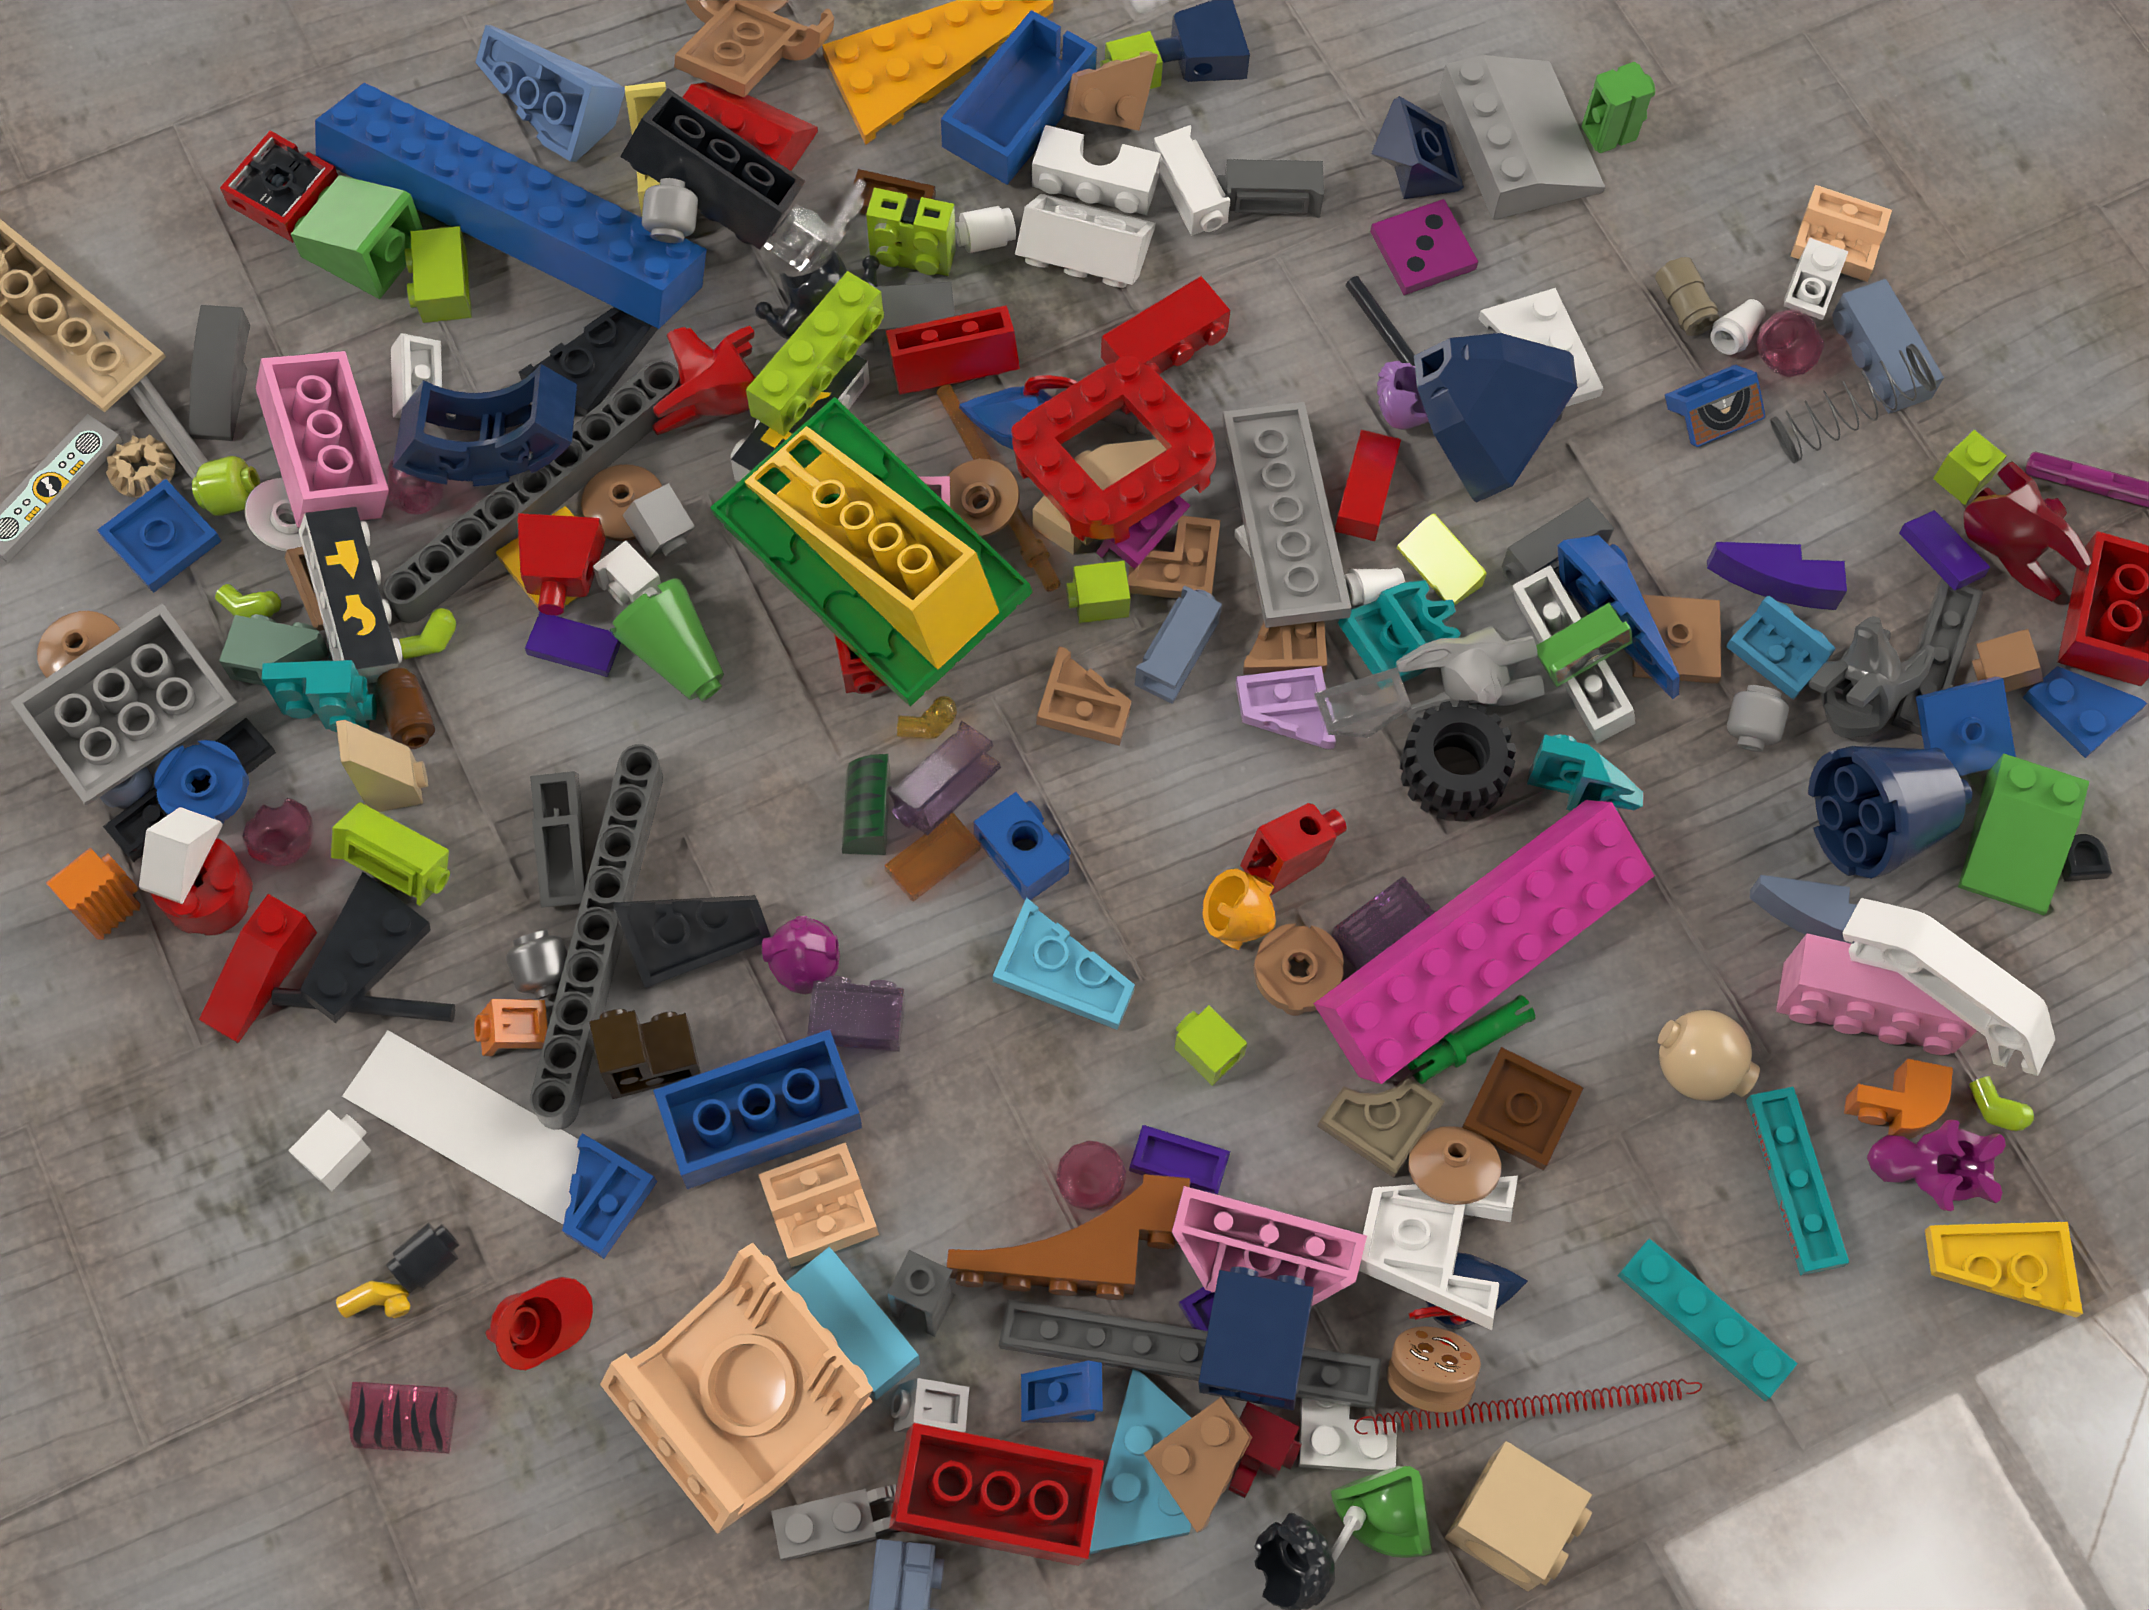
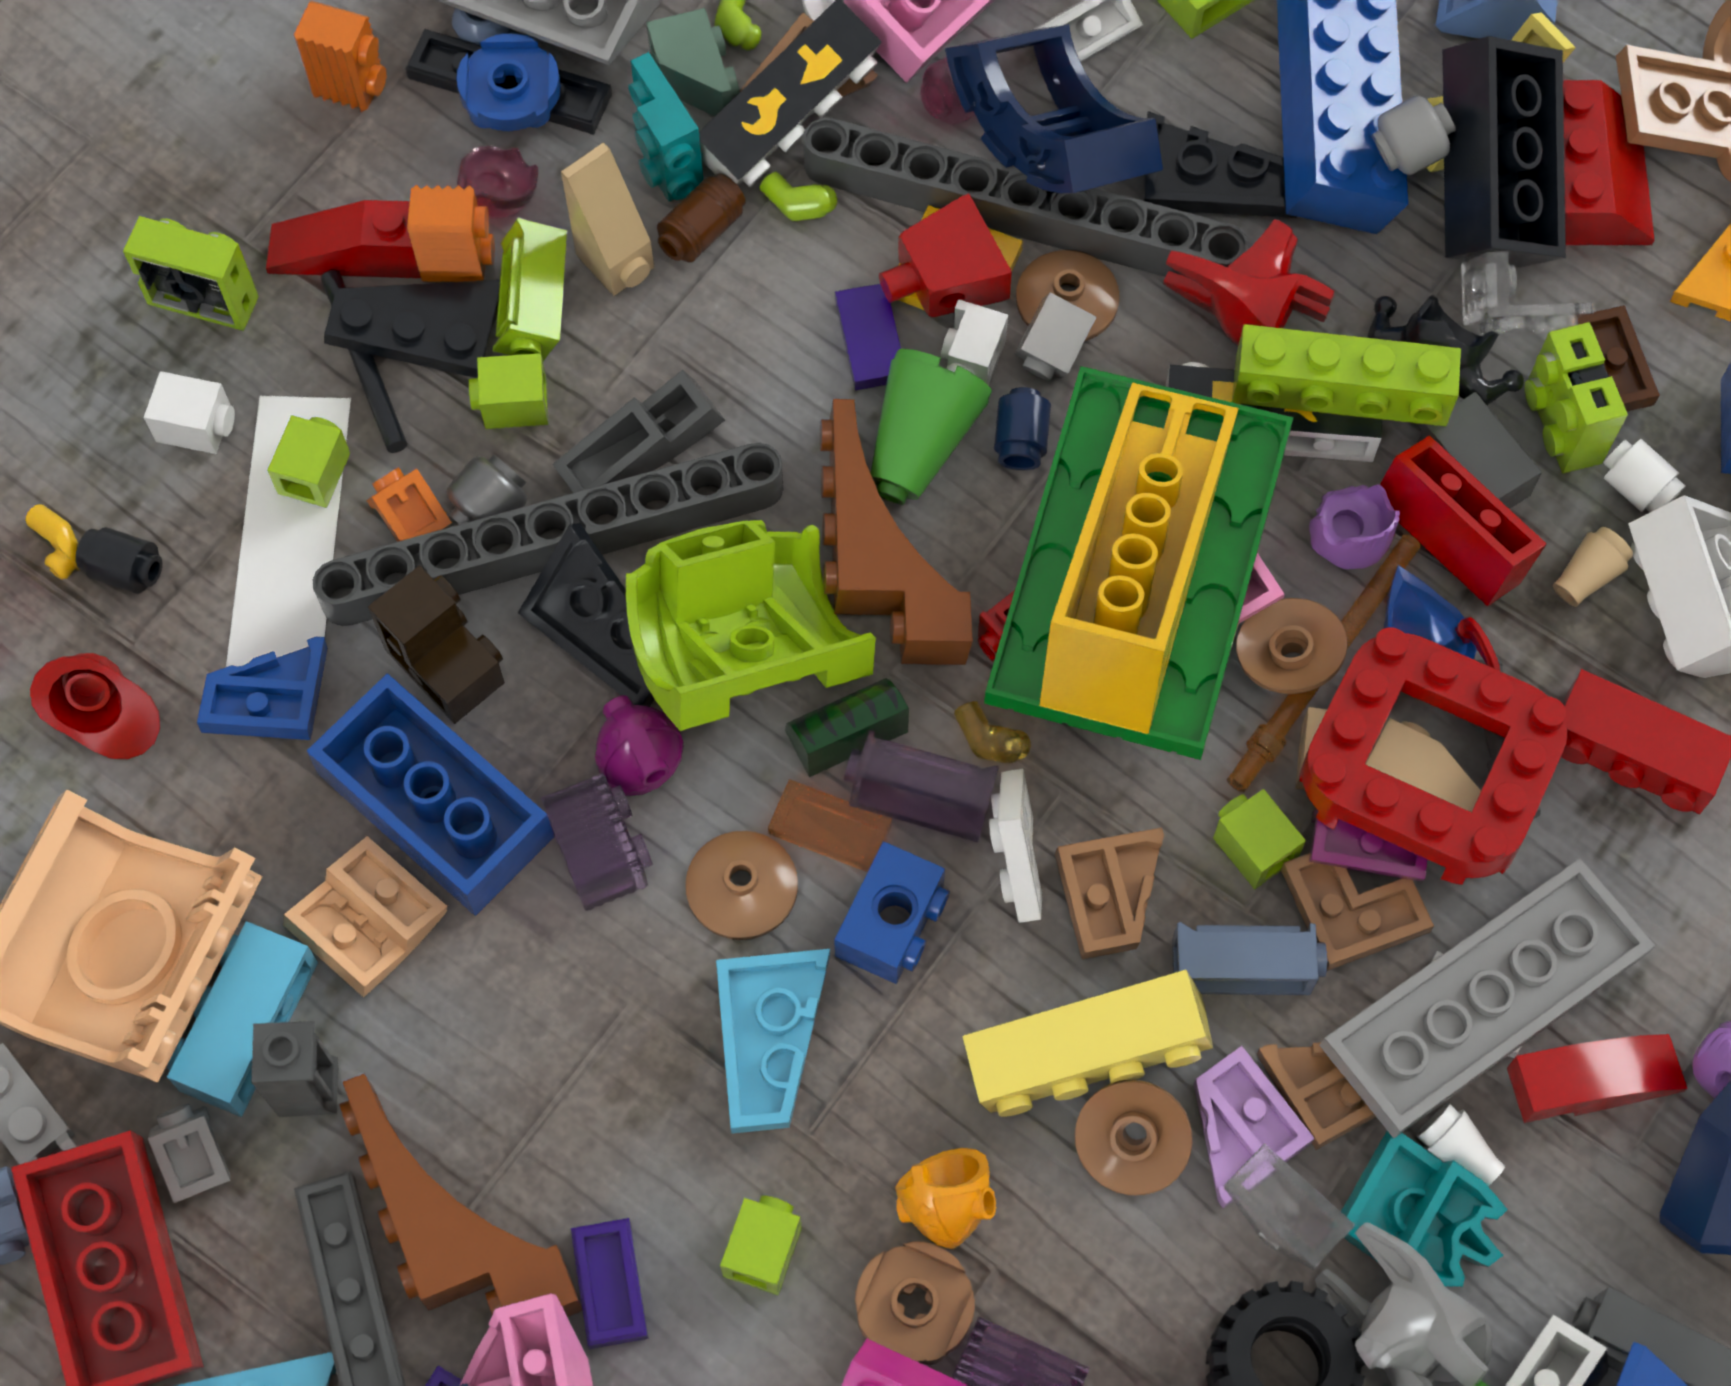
camera: 65 degrees right, 0 degrees up
(176, 853) = (409, 93): white slope -> none
(215, 1088) = (191, 272): none -> lime piece
(219, 901) = (403, 140): red brick -> none
(310, 882) = (449, 234): none -> orange brick
(429, 1077) = (309, 460): none -> lime brick
(463, 907) = (510, 391): none -> lime brick
(712, 581) = (1022, 428): none -> dark blue brick
(752, 726) = (875, 563): none -> dark orange arch
(754, 836) = (735, 616): none -> lime piece
(916, 413) = (1354, 526): none -> medium lavender hair
(940, 957) = (746, 909): none -> medium nougat dish
(1024, 735) = (1012, 833): none -> white plate
(1028, 292) = (1595, 563): none -> tan cone
(1062, 1393) = (266, 1288): blue slope -> none
(1091, 1176) = (532, 1189): clear pink hair -> none
(1187, 765) = (1088, 1043): none -> light yellow wedge
(1279, 774) = (1125, 1162): none -> medium nougat dish
(1292, 845) = (1037, 1210): red torso -> none
(1442, 560) = (1549, 1218): slope -> none

